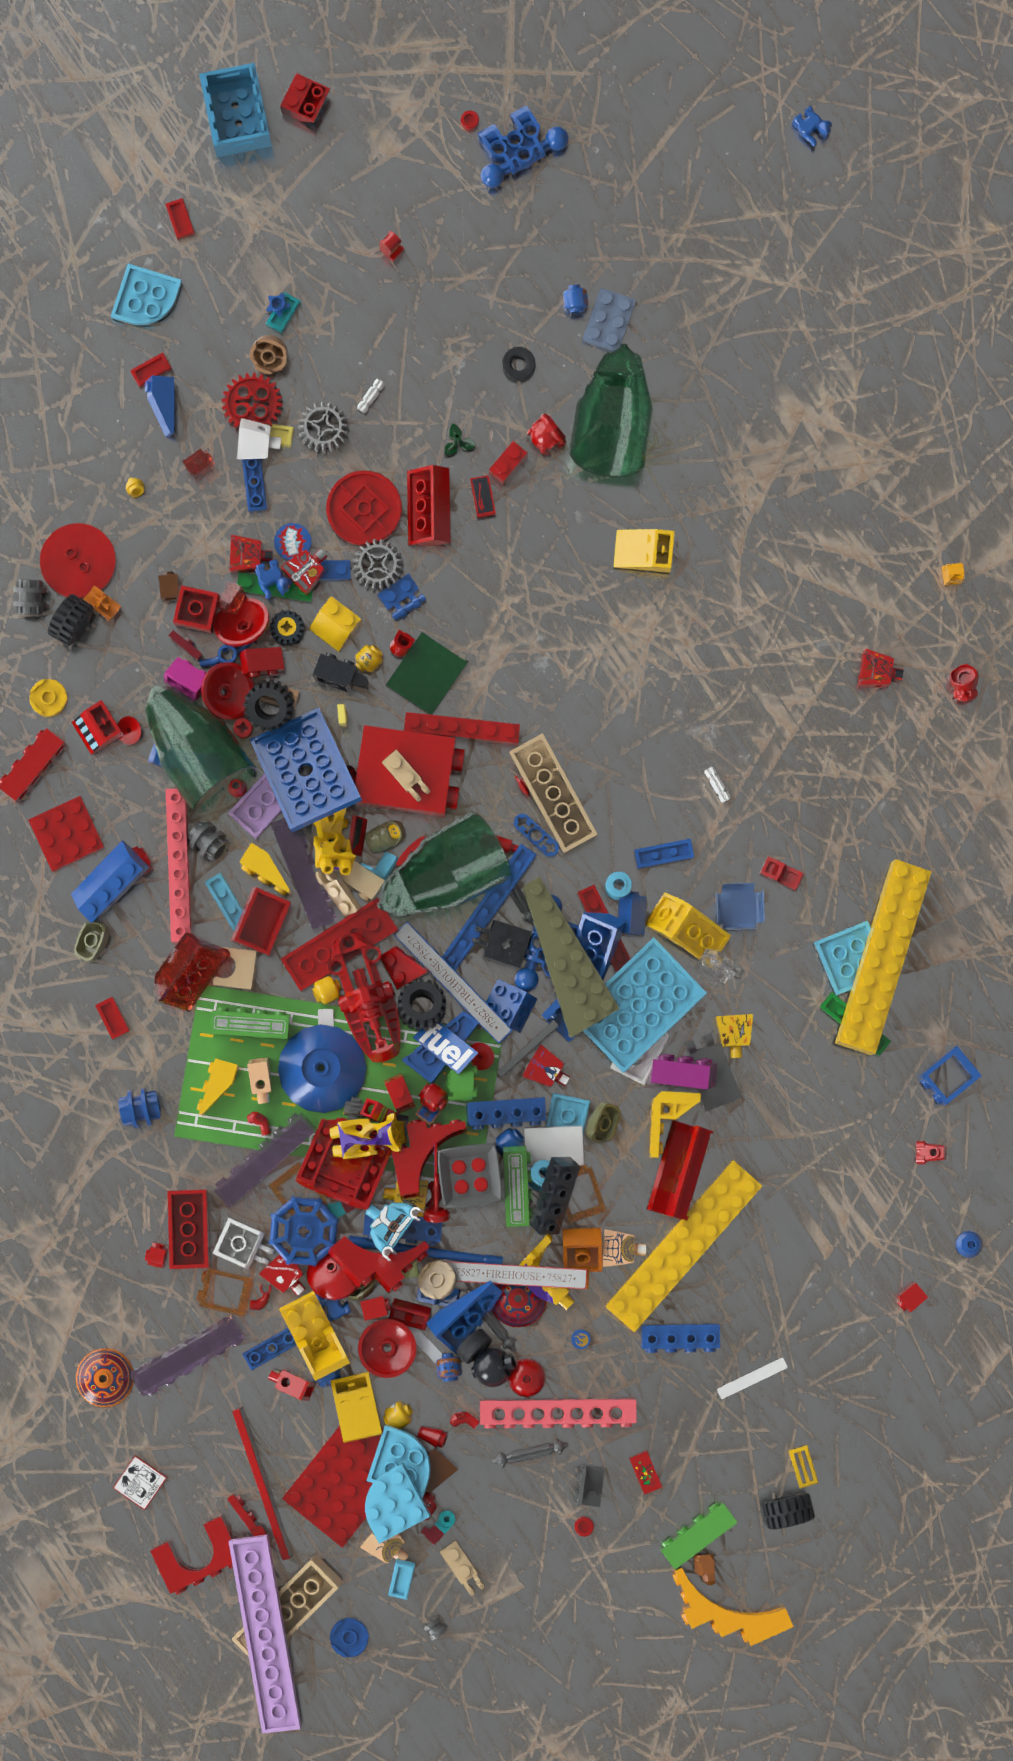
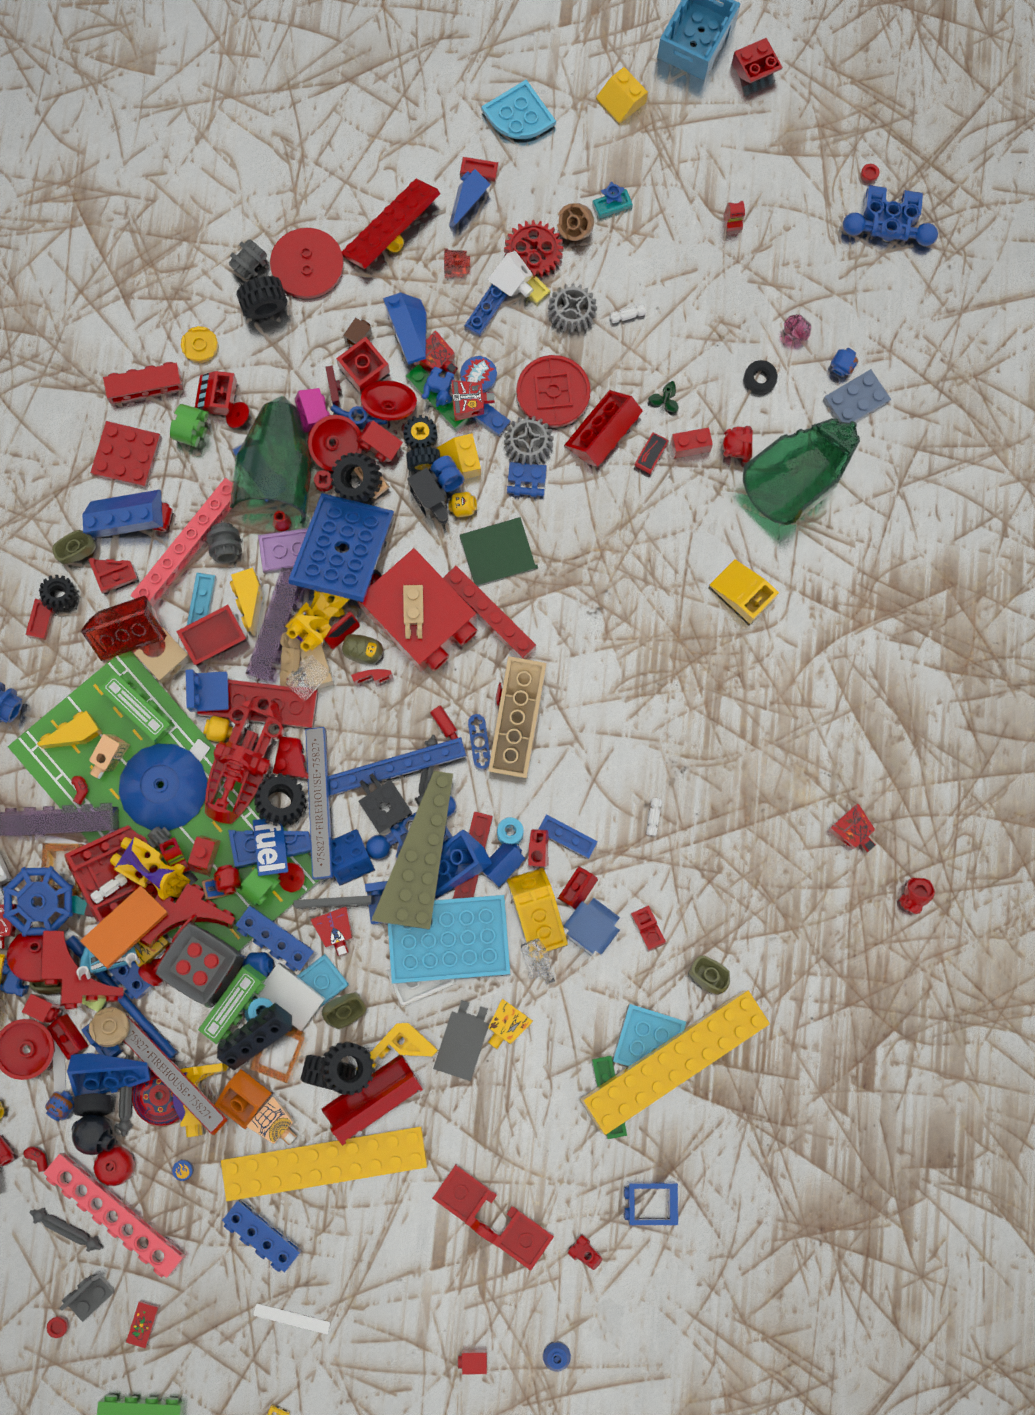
camera: 35 degrees right, 5 degrees down
(100, 770) = (188, 425): none -> bright green brick
(102, 603) = (297, 306): orange hips -> none
(105, 977) = (57, 602): none -> black tyre
(119, 474) = (390, 223): none -> red plate
(138, 936) = (112, 573): none -> red wing
(180, 218) = (592, 79): red tile -> none
(205, 546) = (409, 324): none -> blue wedge
(217, 214) = (622, 95): none -> yellow slope
(231, 598) = (396, 377): clear red brick -> none
(295, 966) = (206, 691): none -> blue bracket
(309, 648) = (421, 458): none -> black wheel
(338, 644) = (447, 473): none -> blue wheel
(342, 716) = (405, 530): light yellow tile -> none
(350, 1177) = (108, 888): none -> white axle
(365, 893) = (307, 677): none -> clear bracket
(384, 866) = (342, 671): medium azure bracket -> none
(389, 1195) = (124, 927): none -> orange tile
(401, 643) = (497, 513): red plate -> none
(447, 869) = (387, 710): clear green windscreen -> none
(516, 300) = (797, 328): none -> clear pink head
(631, 1178) = (312, 1075): none -> black tyre
(650, 880) = (538, 848): none -> red leg
(659, 1152) = (363, 1073): none -> black tyre
(684, 1071) = (439, 1022): magenta brick -> none
(703, 886) = (578, 888): none -> red slope
(808, 1183) = (522, 1236): none -> red plate
(857, 870) = (710, 975): none -> olive piece
(953, 574) = (976, 801): light orange leg -> none

